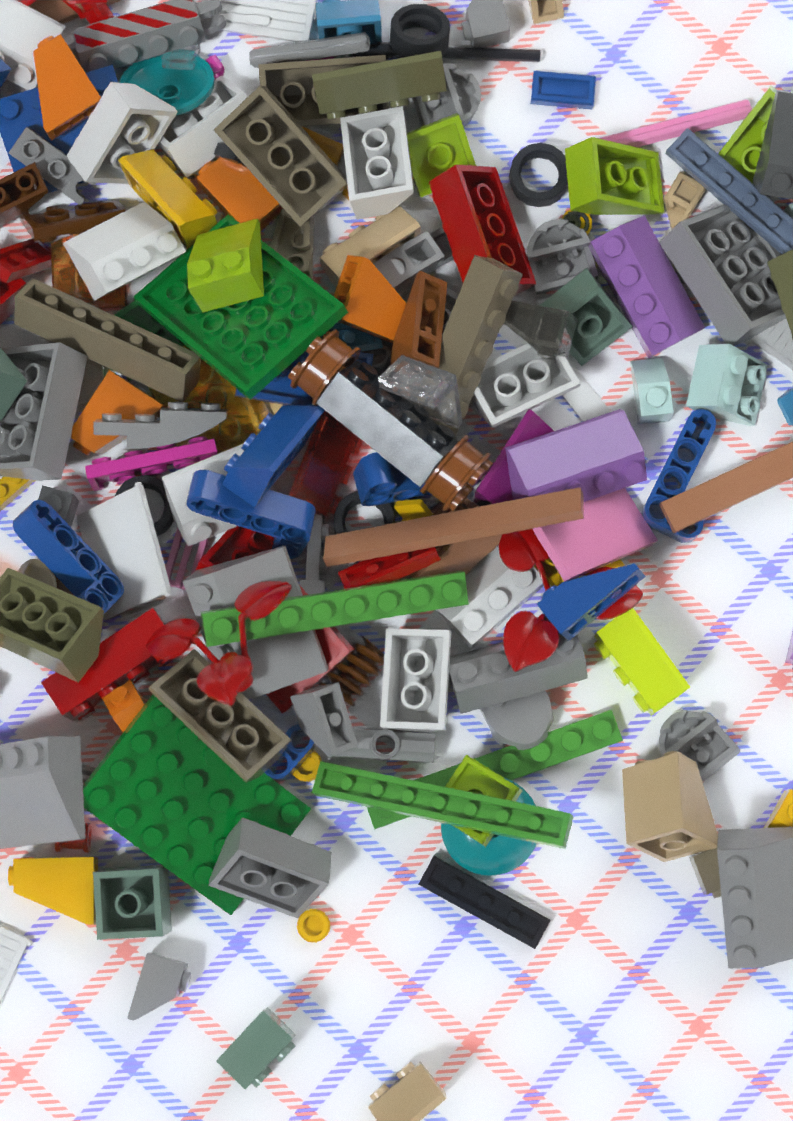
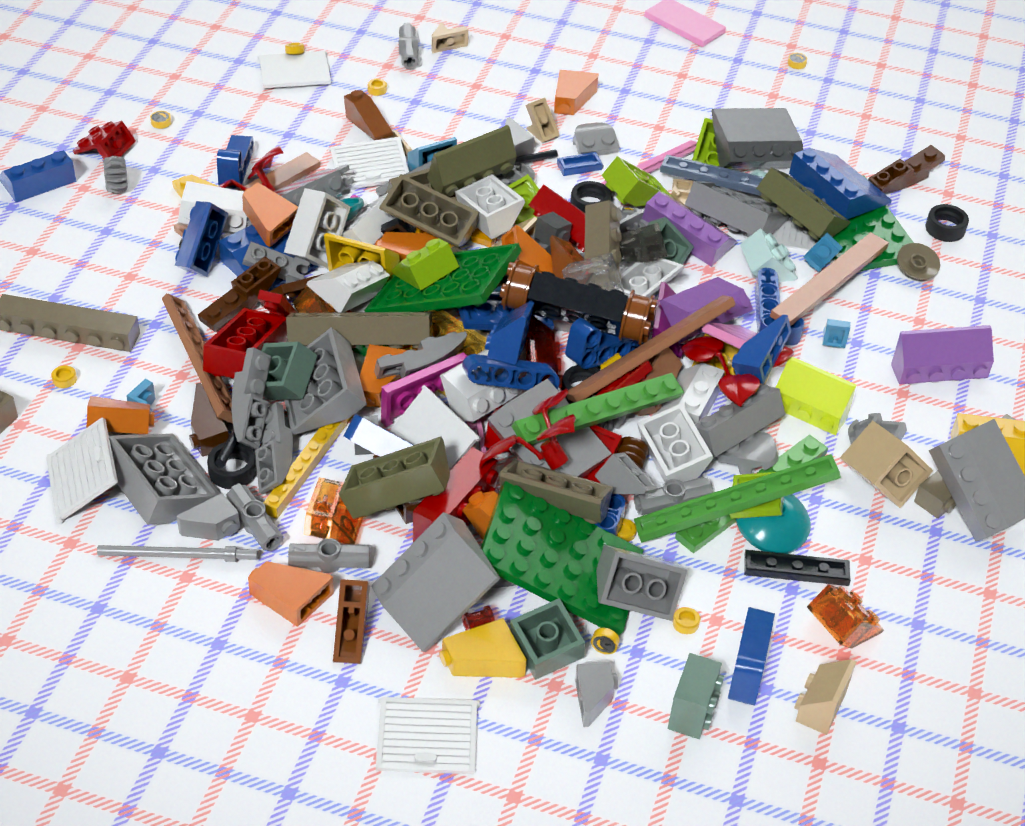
camera: 30 degrees left, 35 degrees down
(202, 922) = (605, 641): none -> tile
(359, 1008) = (751, 656): none -> blue beam
(435, 250) = (550, 225): none -> dark grey brick
(496, 1001) = (845, 616): none -> clear orange slope
(606, 48) = (595, 137): none -> light grey slope
(651, 391) = (729, 270): light aqua slope -> none
(741, 555) = (836, 333): none -> dark azure bracket

